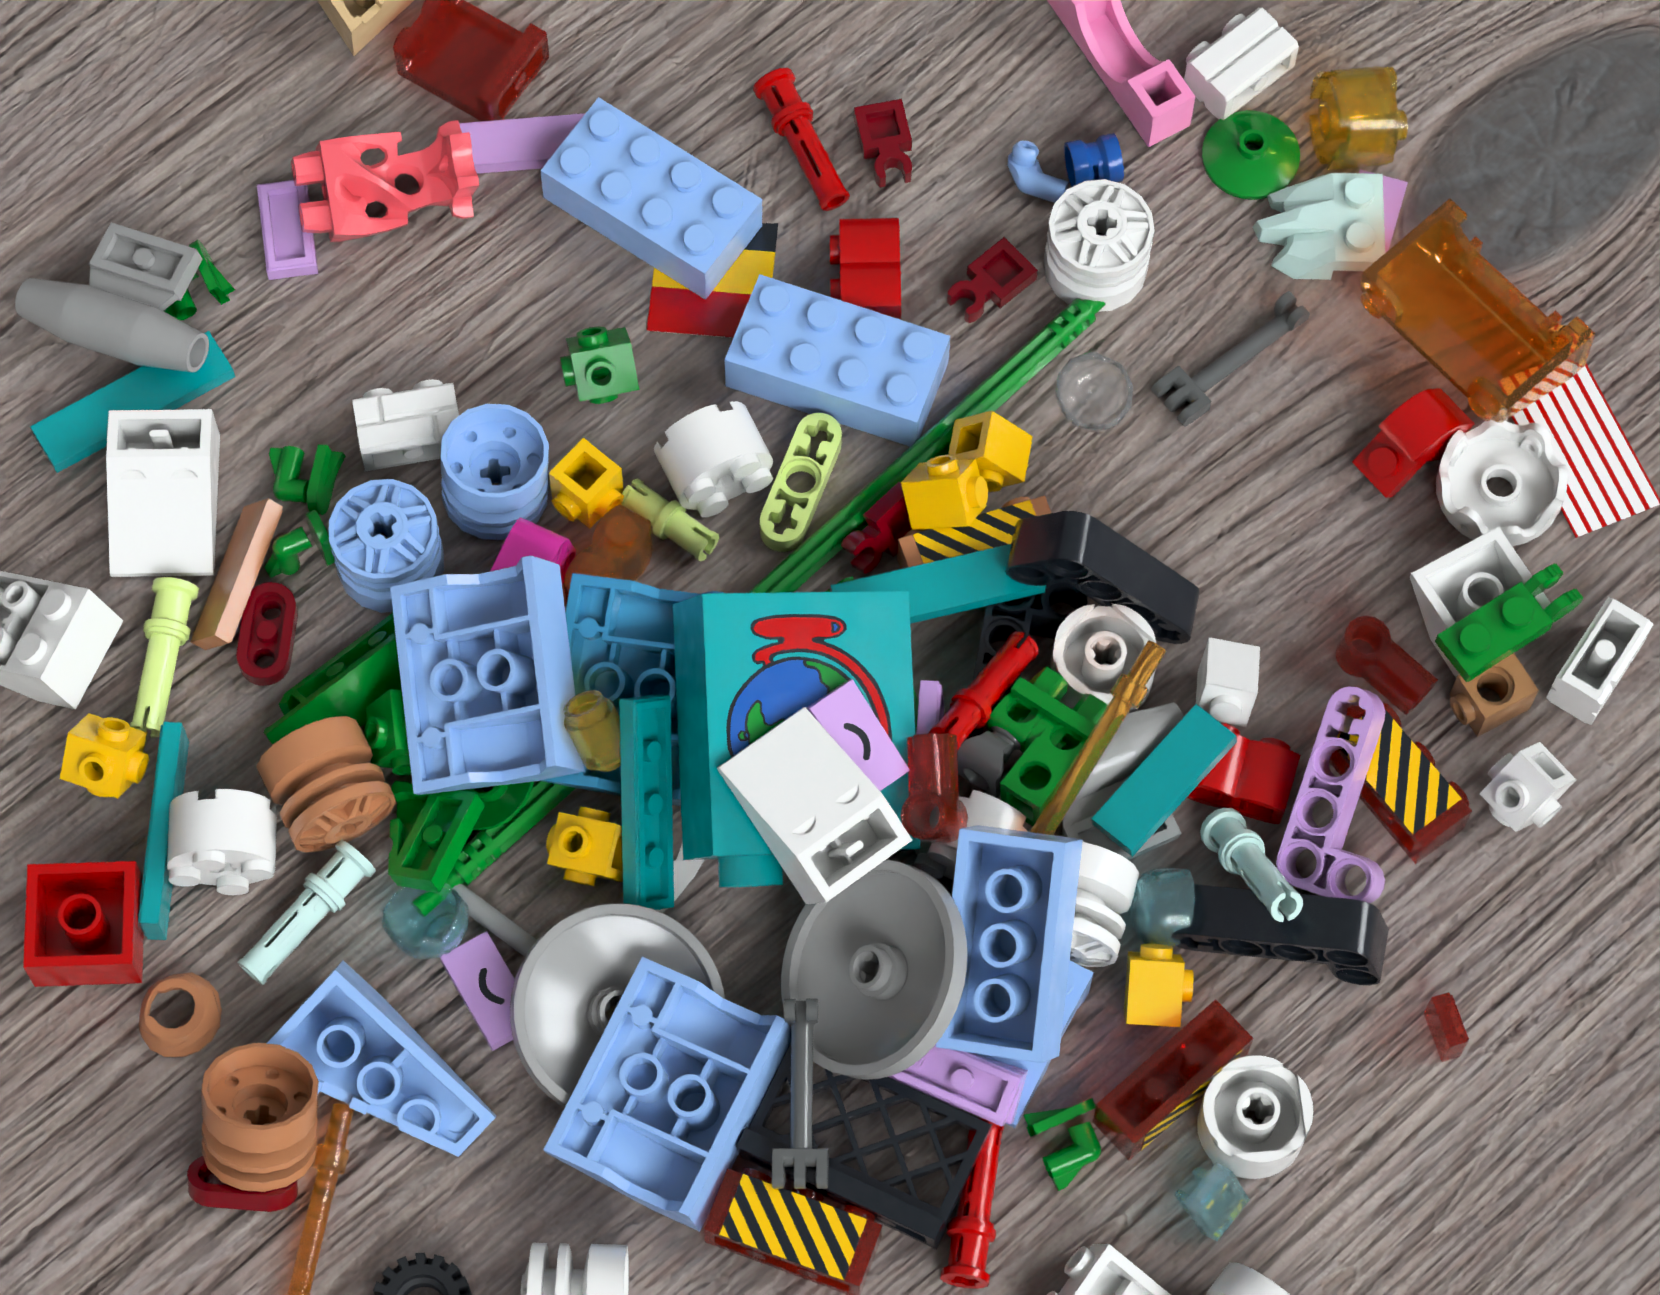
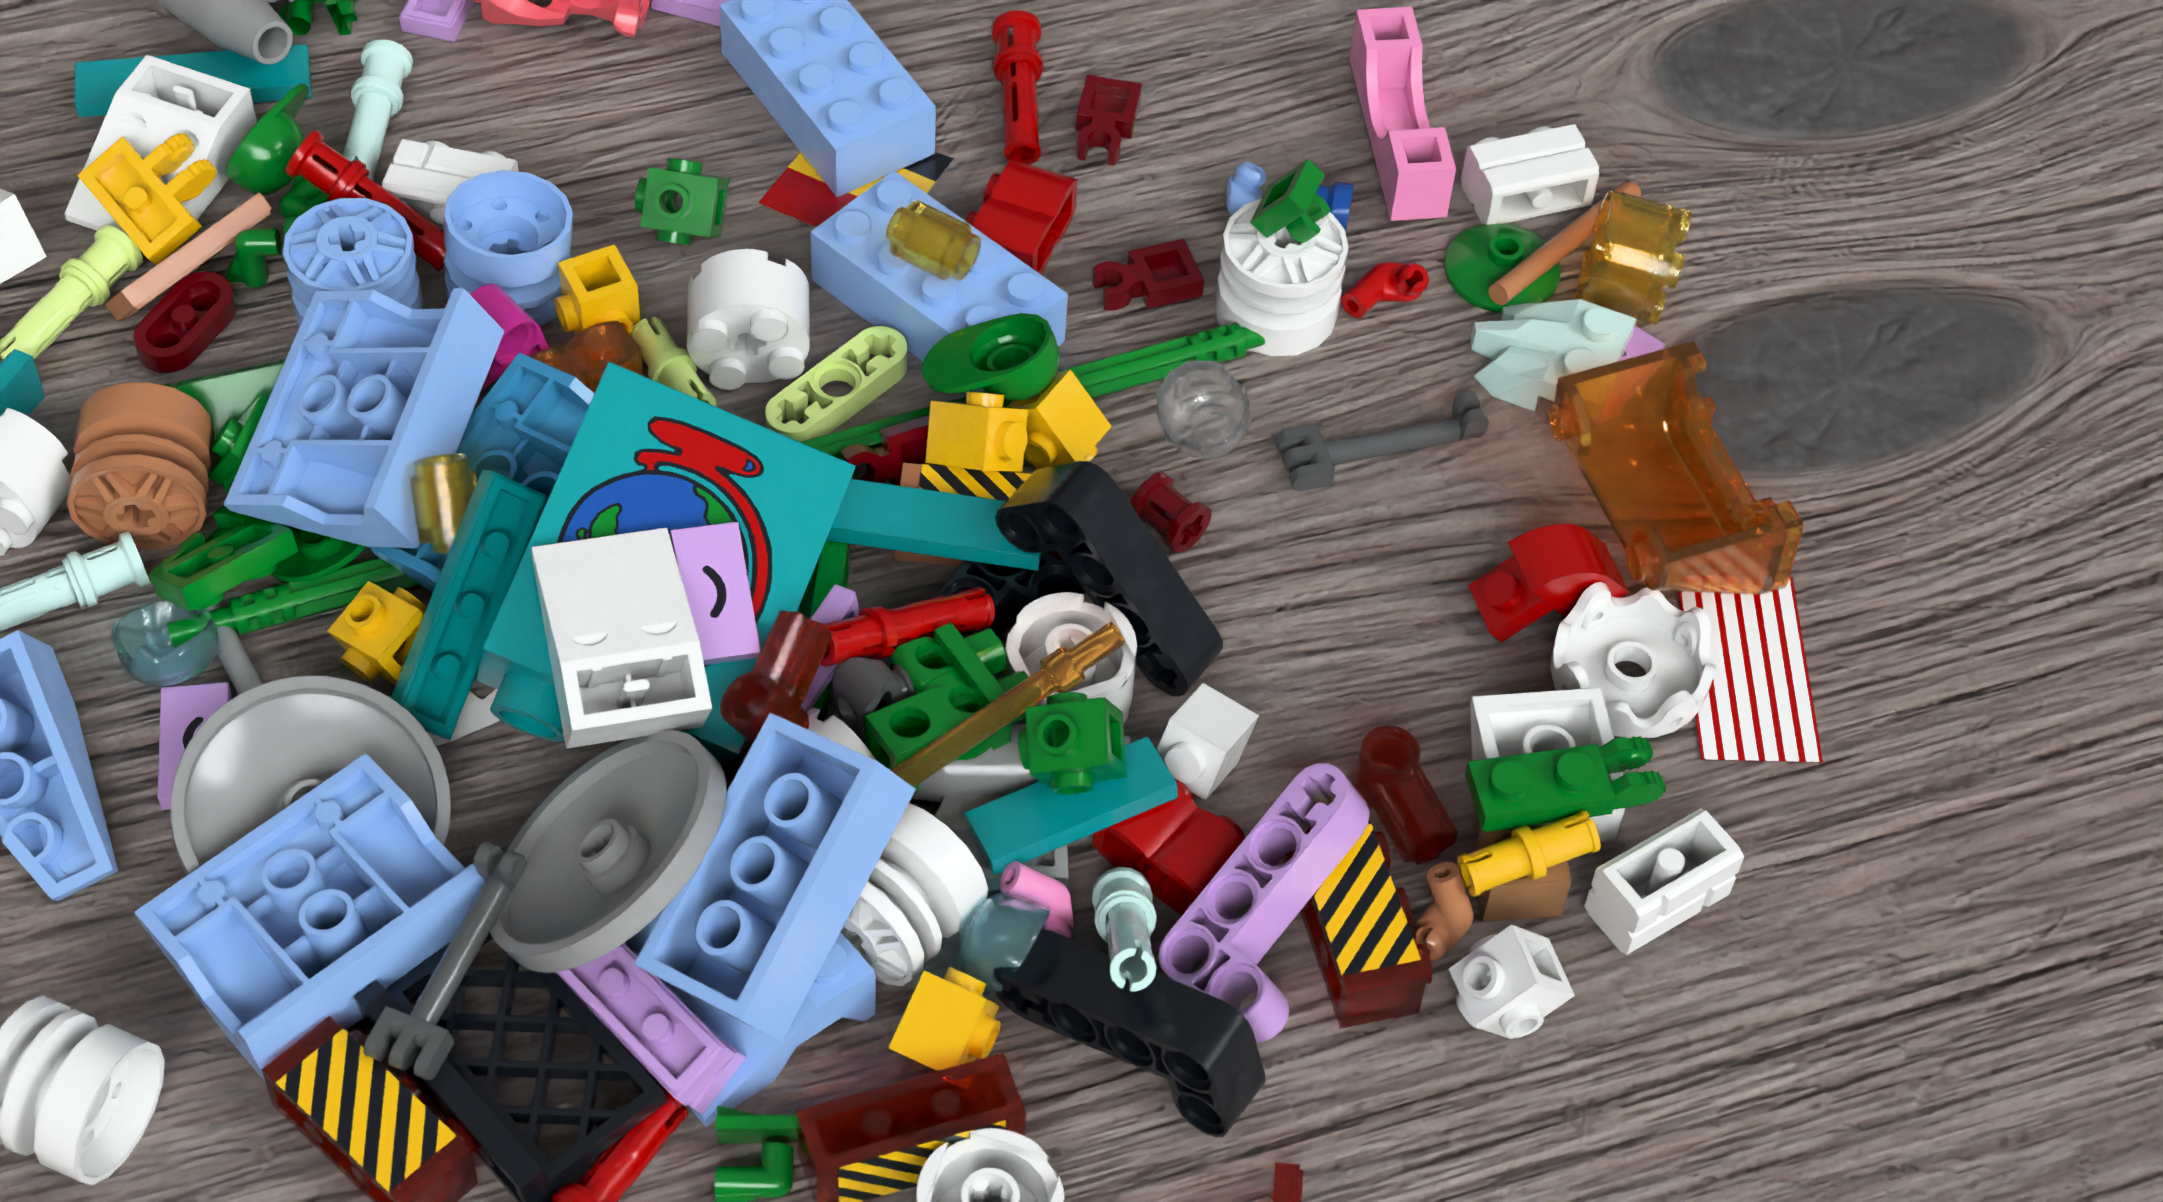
camera: 20 degrees right, 15 degrees down
(179, 544) = (140, 198): none -> yellow hinge
(247, 446) = (268, 147): none -> green cap
(296, 362) = (376, 99): none -> light aqua pin
(337, 458) = (345, 179): none -> red pin
(836, 340) = (933, 241): none -> clear yellow brick
(929, 423) = (1002, 356): none -> green cap
(1098, 197) = (1293, 204): none -> green tile
(1107, 491) = (1171, 512): none -> dark red bush
(1168, 725) = (1073, 742): none -> green brick
(1169, 855) = (1043, 889): none -> bright pink arm
(1175, 209) = (1385, 284): none -> red arm
(1293, 117) = (1551, 252): none -> nougat bar
(1457, 750) = (1447, 915): none -> nougat arm
(1505, 686) = (1529, 853): none -> yellow pin

